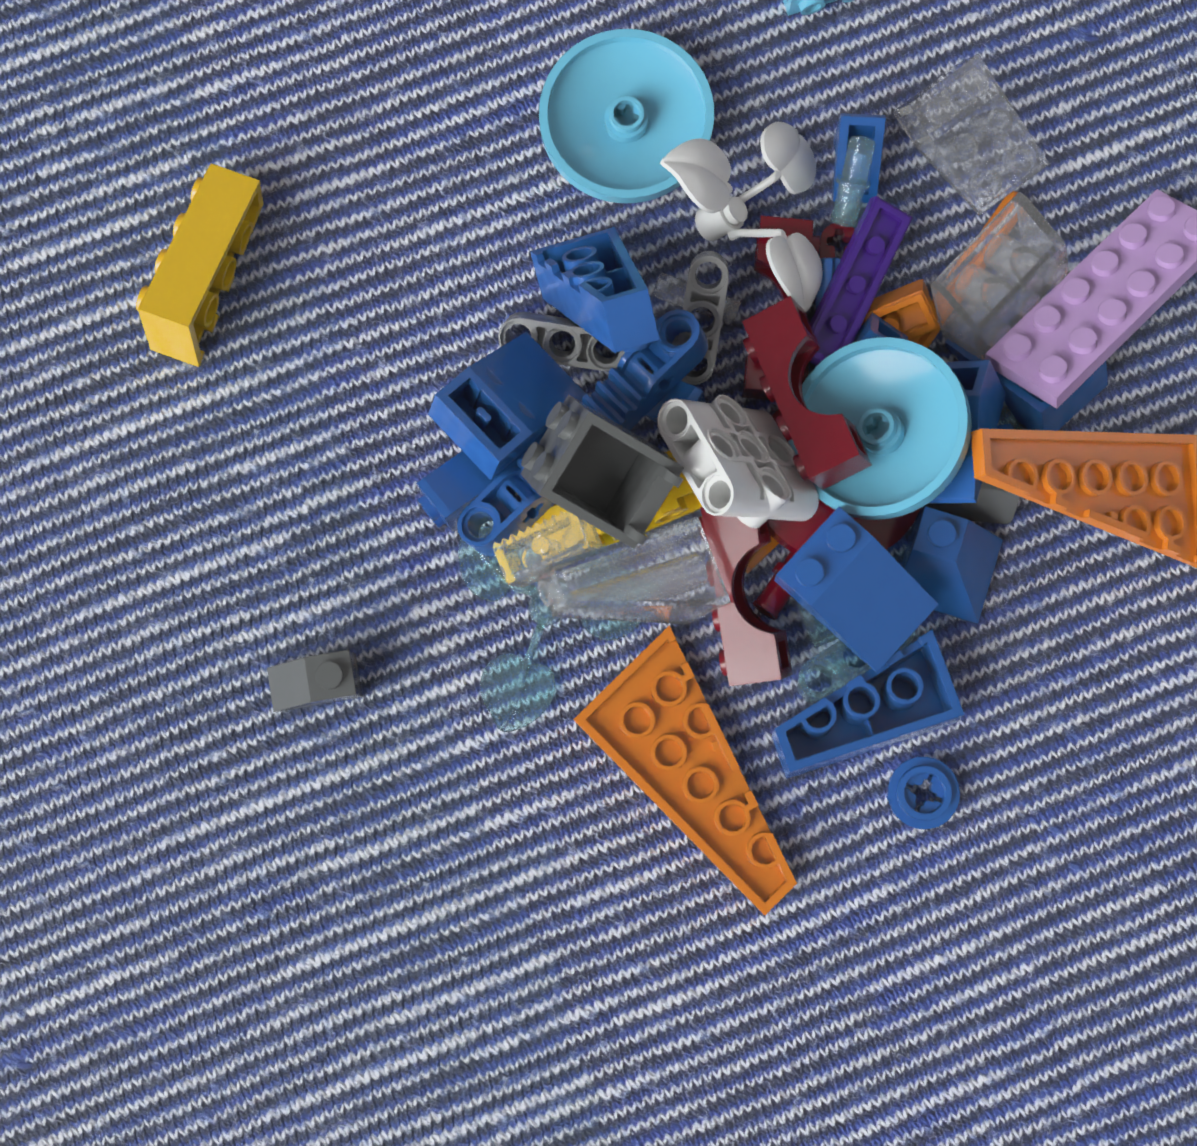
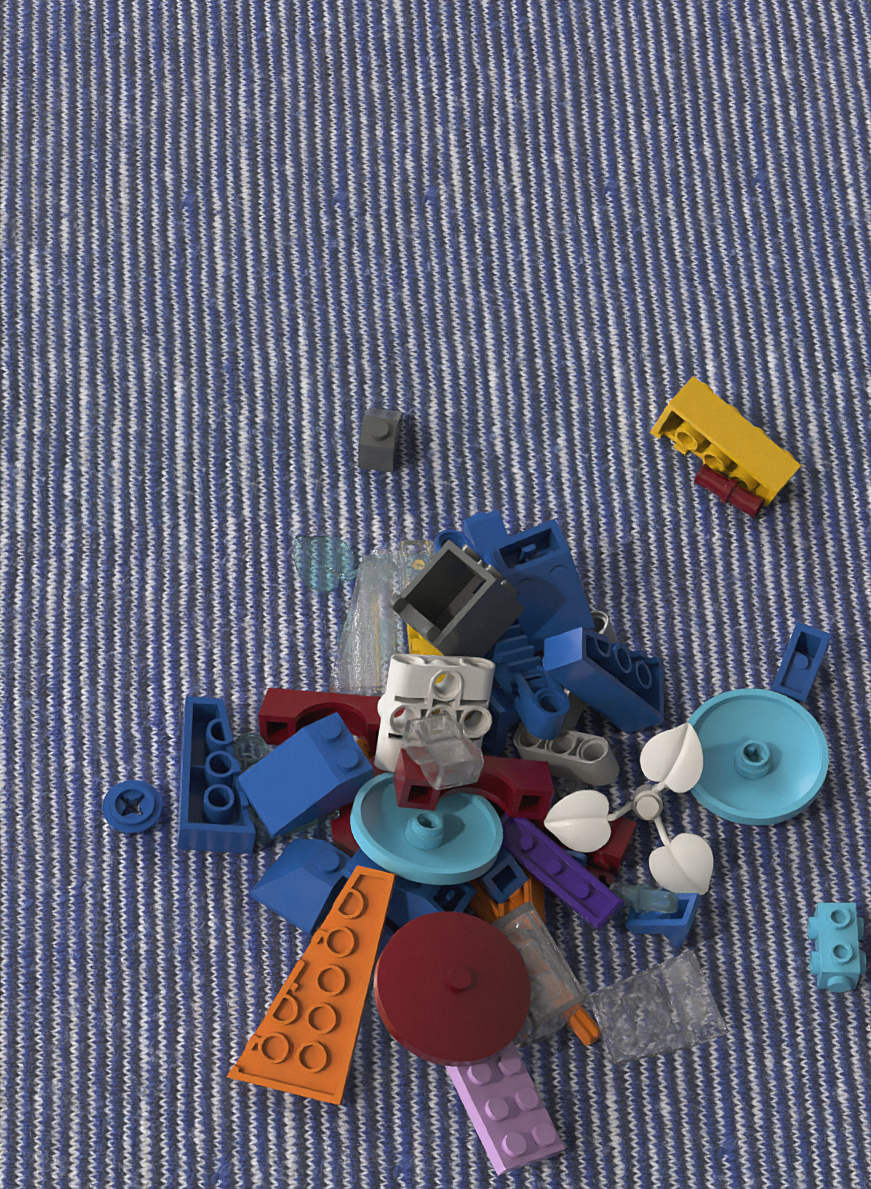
camera: 105 degrees right, 25 degrees down
(262, 245) = (729, 491): none -> dark red pin
(483, 96) = (802, 661): none -> blue slope
(674, 750) = (233, 648): orange wing -> none
(807, 422) = (442, 750): none -> clear brick
(1075, 333) = (452, 989): none -> dark red dish

